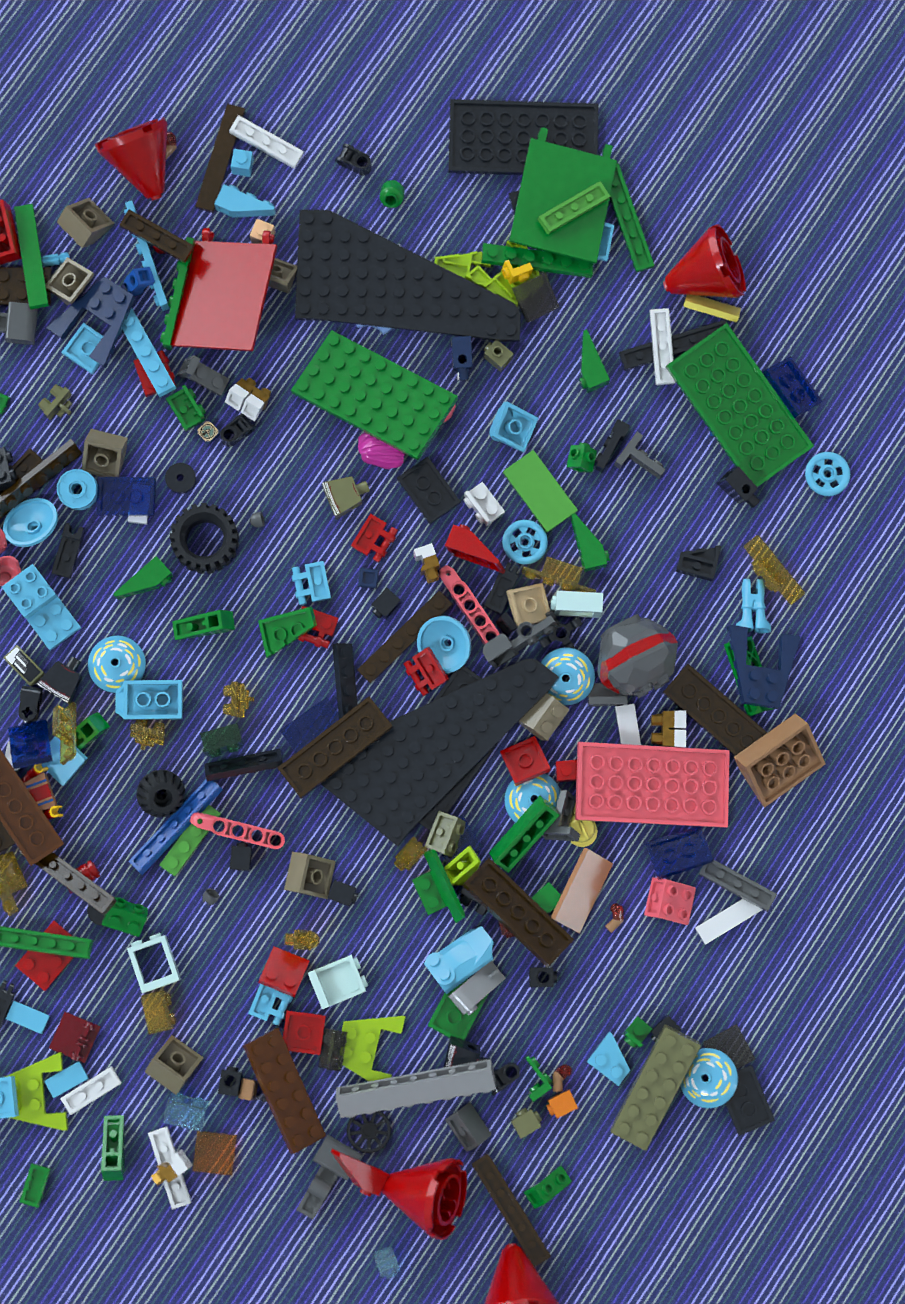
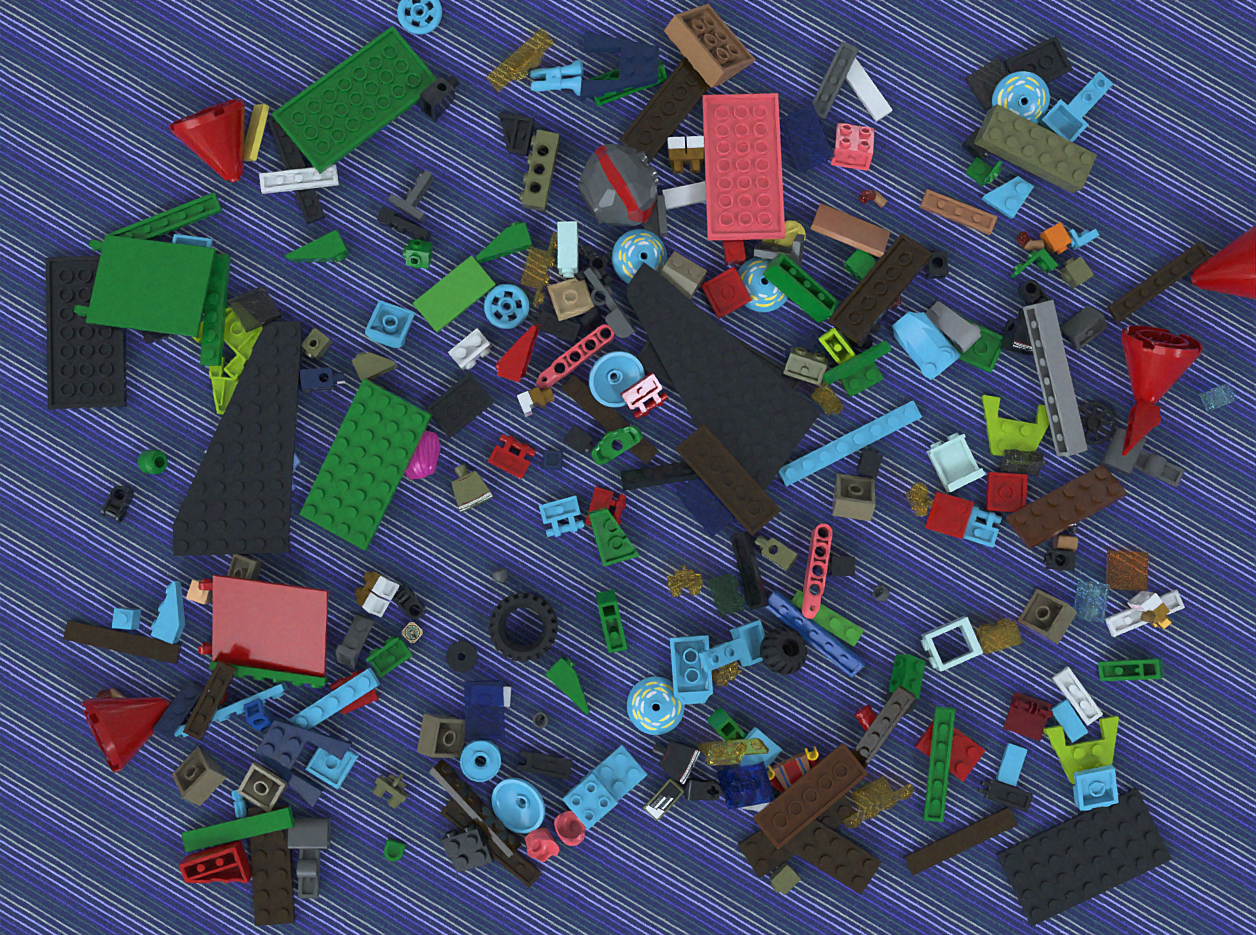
camera: 85 degrees left, 5 degrees up
(35, 1185) = (1173, 743): green plate -> none
(112, 547) = (538, 717): none -> dark grey hinge
(149, 206) = (178, 711): none -> dark blue plate
(168, 754) = (744, 646): none -> medium azure plate
(254, 799) = (783, 558): none -> olive torso
(266, 142) = (102, 595): white tile -> none
(364, 876) = (849, 443): none -> medium azure plate
(373, 629) = (604, 450): none -> green piece
(473, 406) = (372, 366): none -> olive slope
(517, 274) = (231, 326): yellow bracket -> none
(548, 1187) = (1136, 246): green bracket -> none
(561, 1134) = (1081, 239): none -> medium azure bracket
(573, 207) = (158, 273): bright green plate -> none
(596, 1005) = (958, 212): none -> nougat tile
(630, 581) = (550, 142): none -> olive brick
(684, 1124) = (1067, 119): none -> medium azure plate
(792, 387) = (333, 48): clear blue plate -> none

